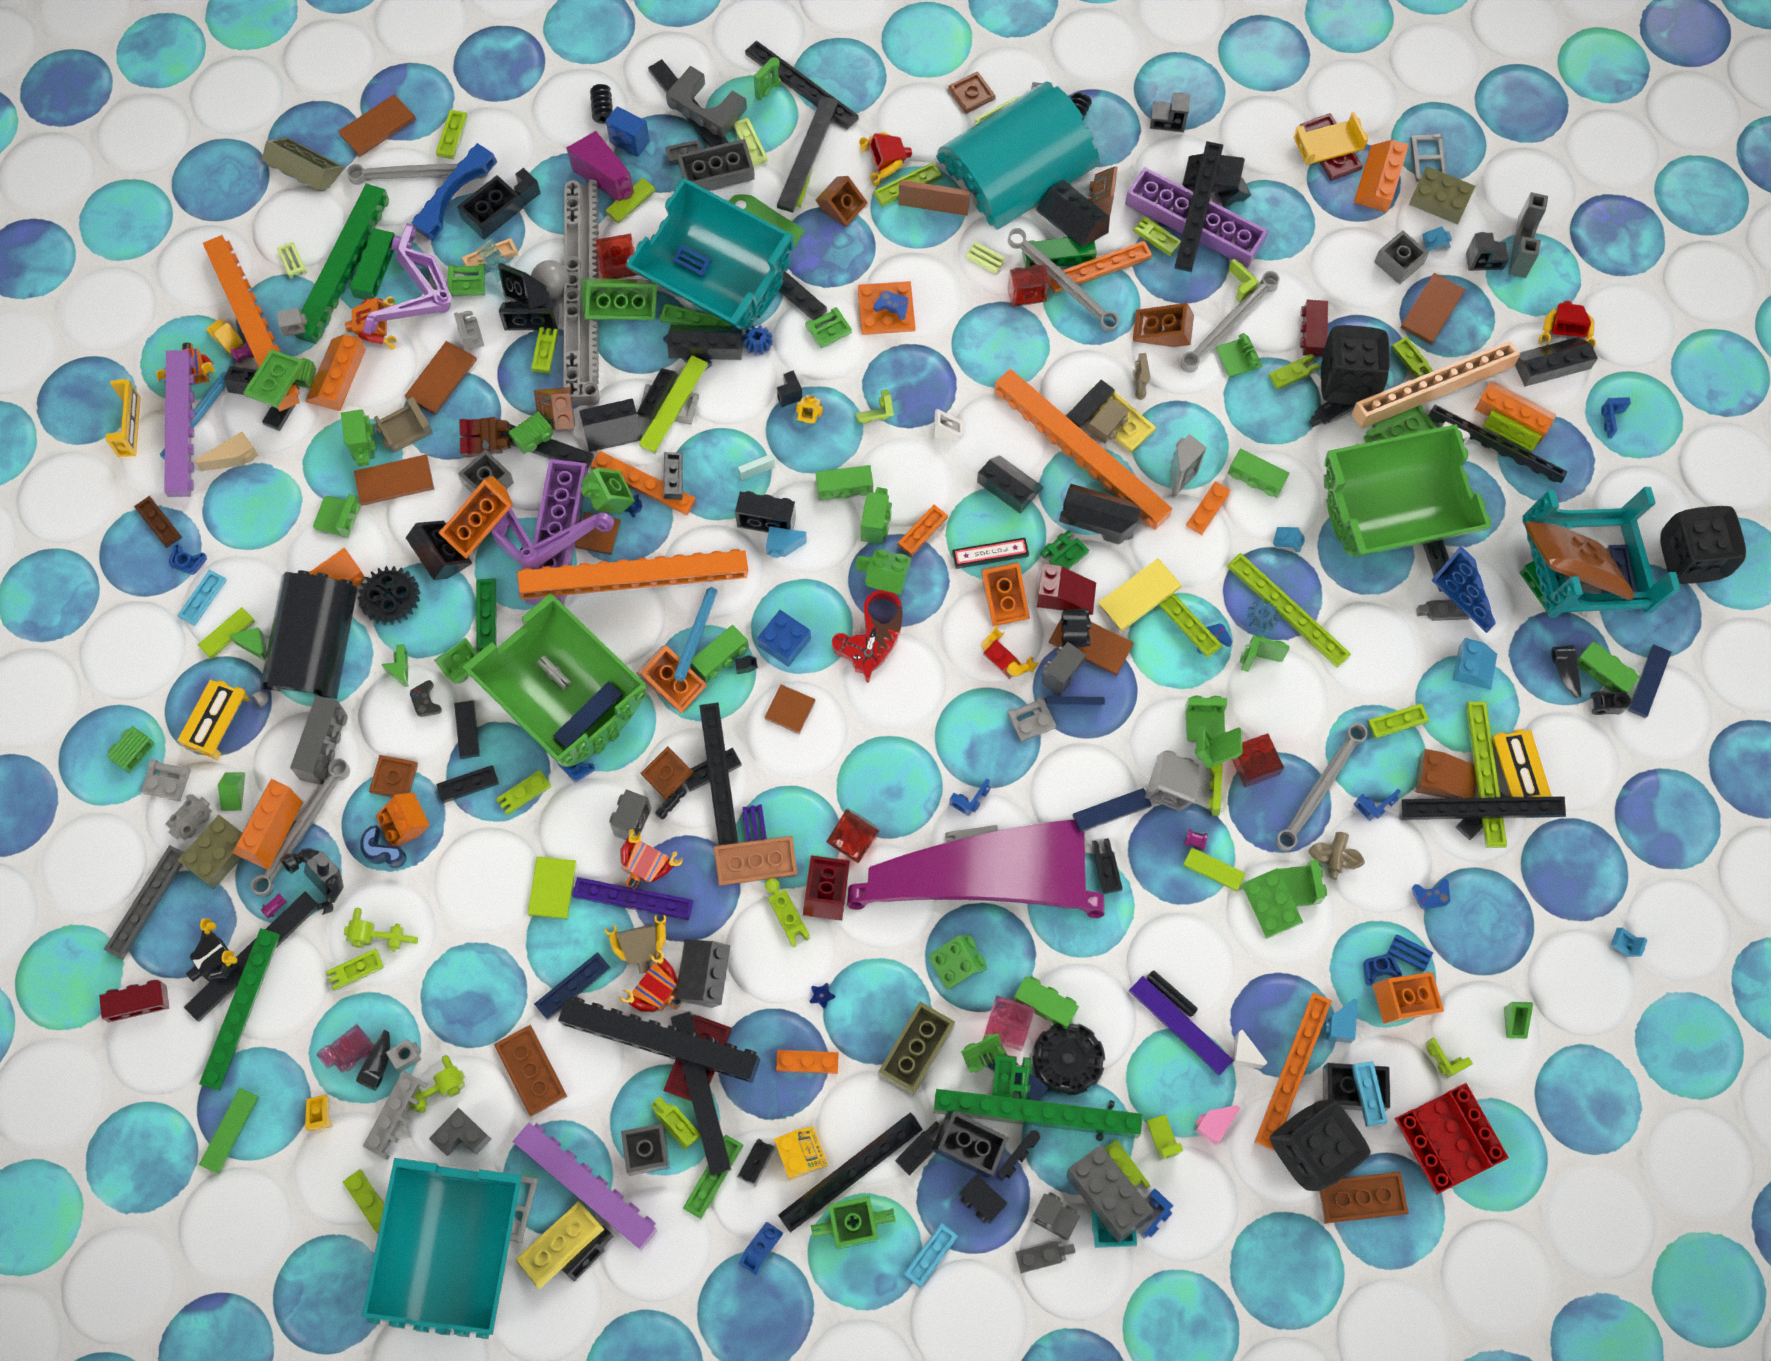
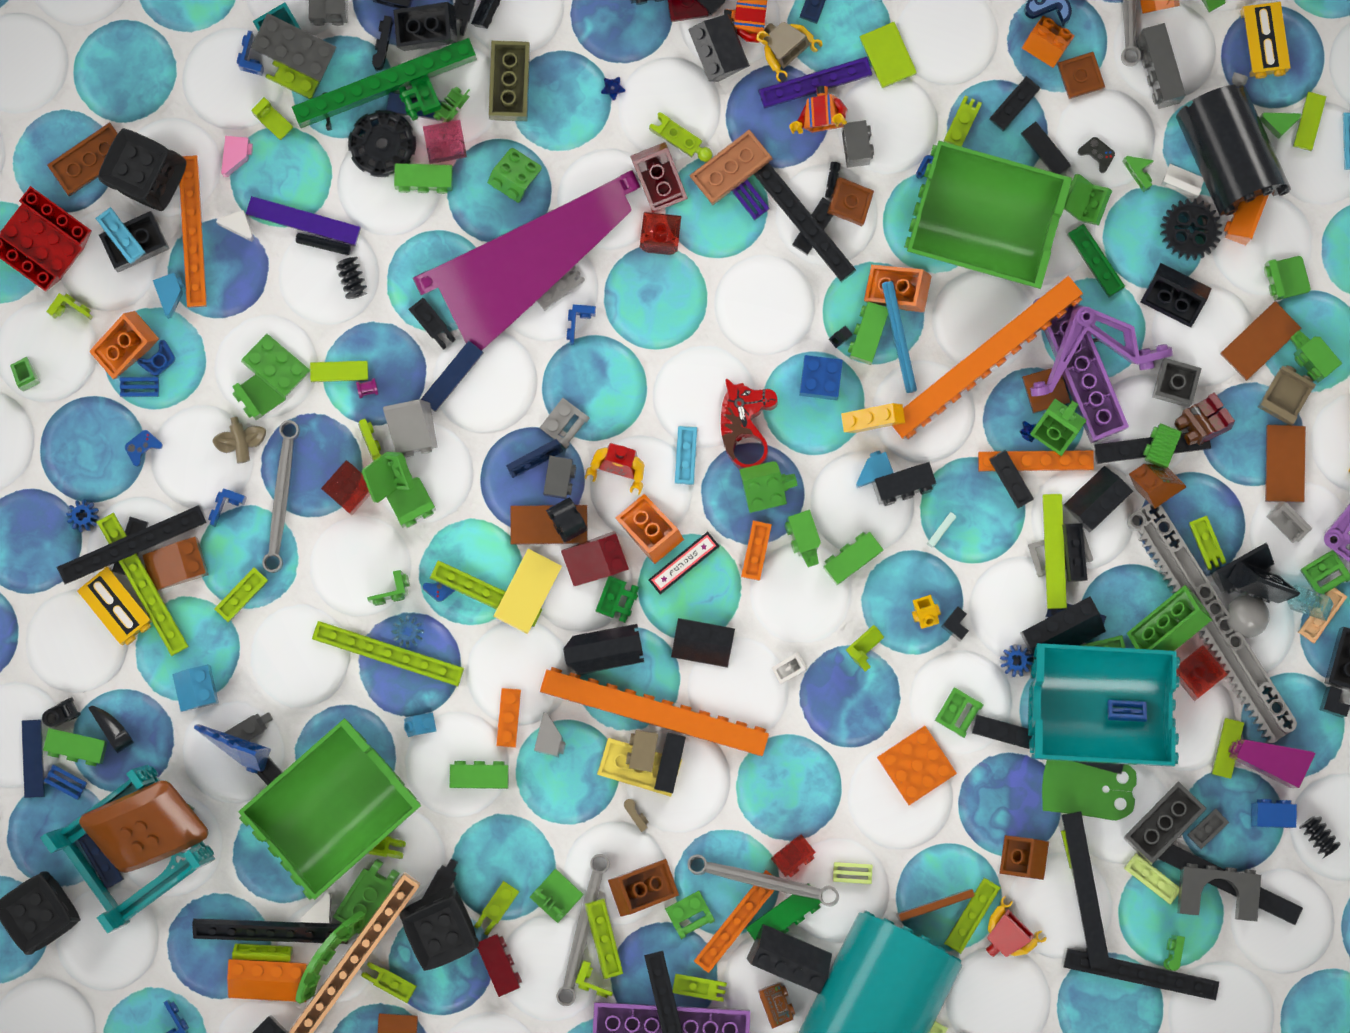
camera: 150 degrees right, 15 degrees up
(368, 640) = (1183, 181): none -> white panel
(477, 516) = (1155, 334): orange slope -> none
(554, 672) = (1001, 236): light grey pin -> none
(588, 715) = (946, 209): dark blue tile -> none
(760, 576) = (873, 418): none -> yellow brick
(790, 709) = (779, 318): dark orange tile -> none
(807, 1061) = (593, 27): orange plate -> none
(893, 303) = (909, 765): blue piece -> none
(938, 638) = (685, 455): none -> medium azure tile
(1135, 296) = (687, 908): none -> bright green plate
(1159, 945) = (351, 278): none -> black piece
(1216, 305) = (603, 938): none -> lime tile
(1457, 395) = (324, 954): none -> bright green tile
(1523, 865) = (77, 521): none -> blue gear
(1630, 646) = (51, 774): none -> blue tile

